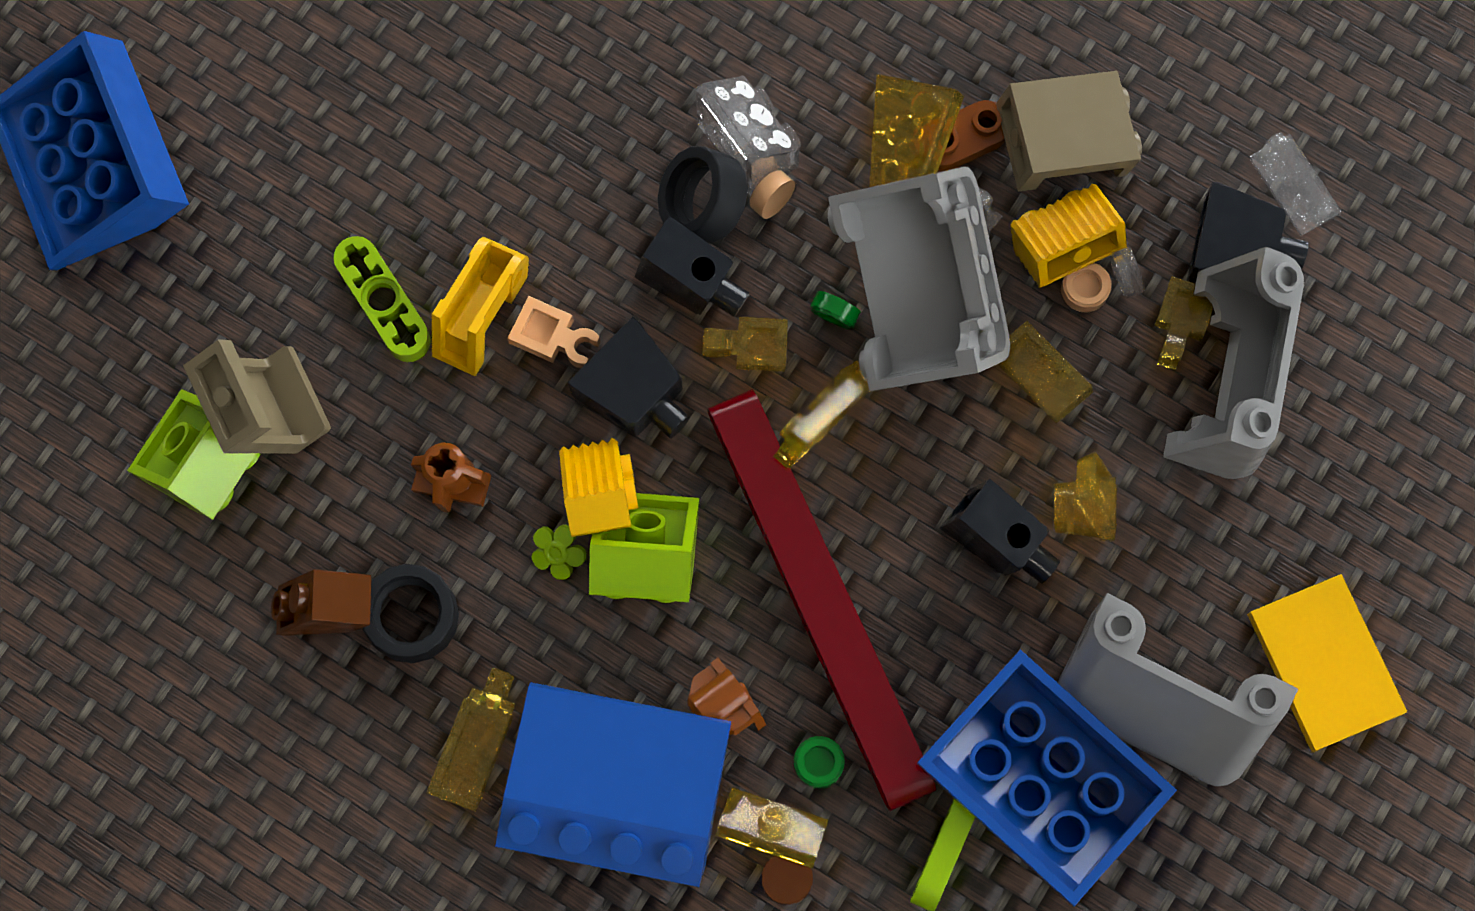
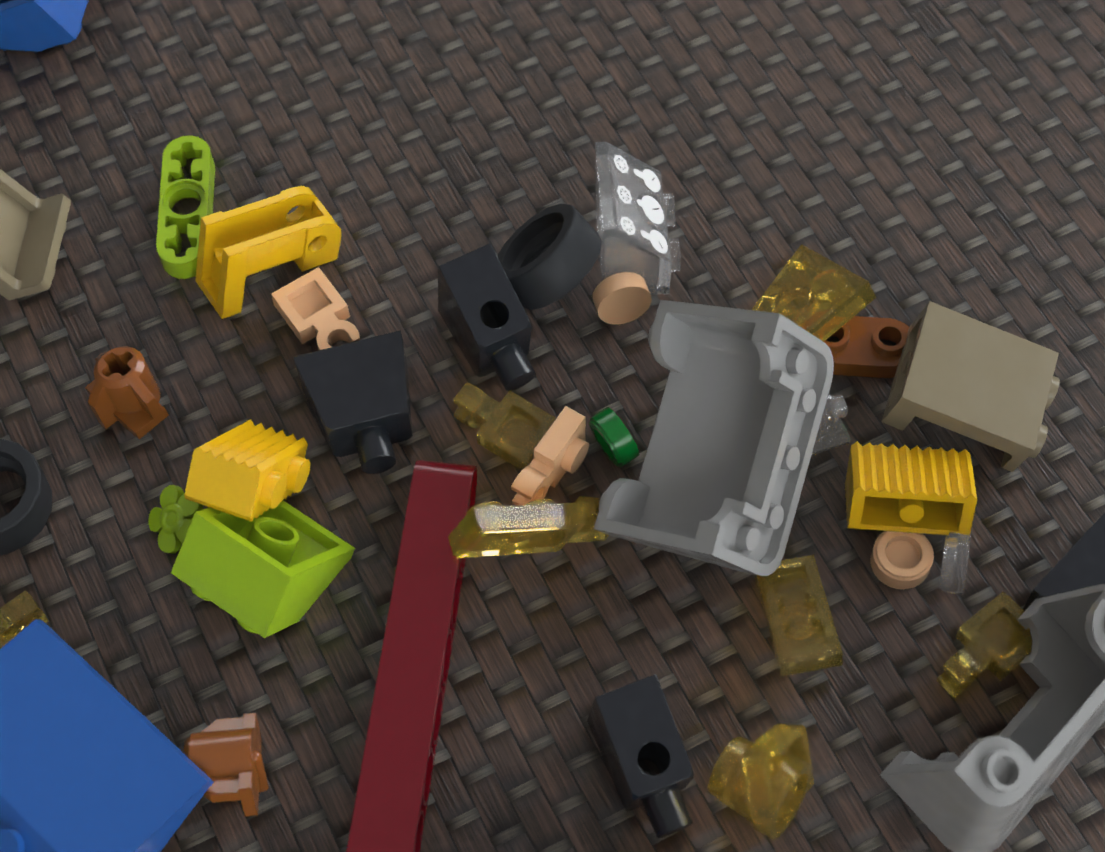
camera: 30 degrees right, 15 degrees down
(805, 342) = (558, 451): none -> light nougat plate

